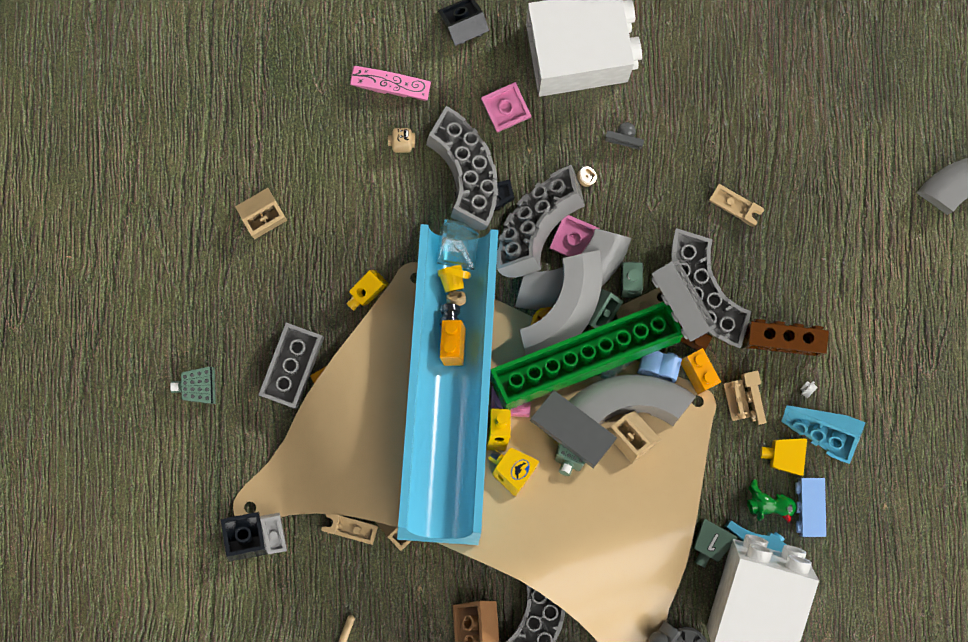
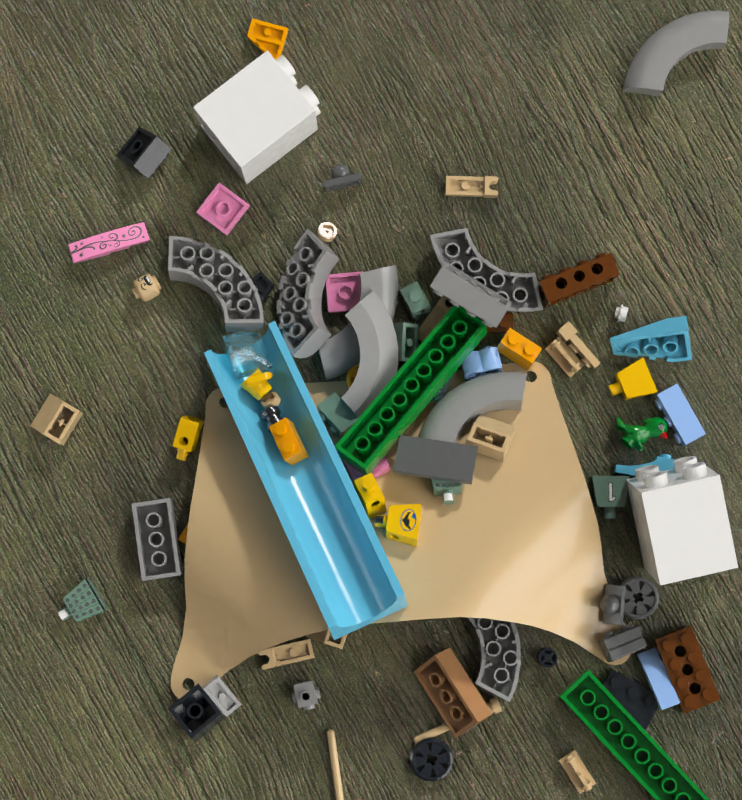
camera: 25 degrees left, 0 degrees up
(350, 566) = (306, 687): none -> light grey brick
(507, 342) = (336, 415): none -> sand green brick

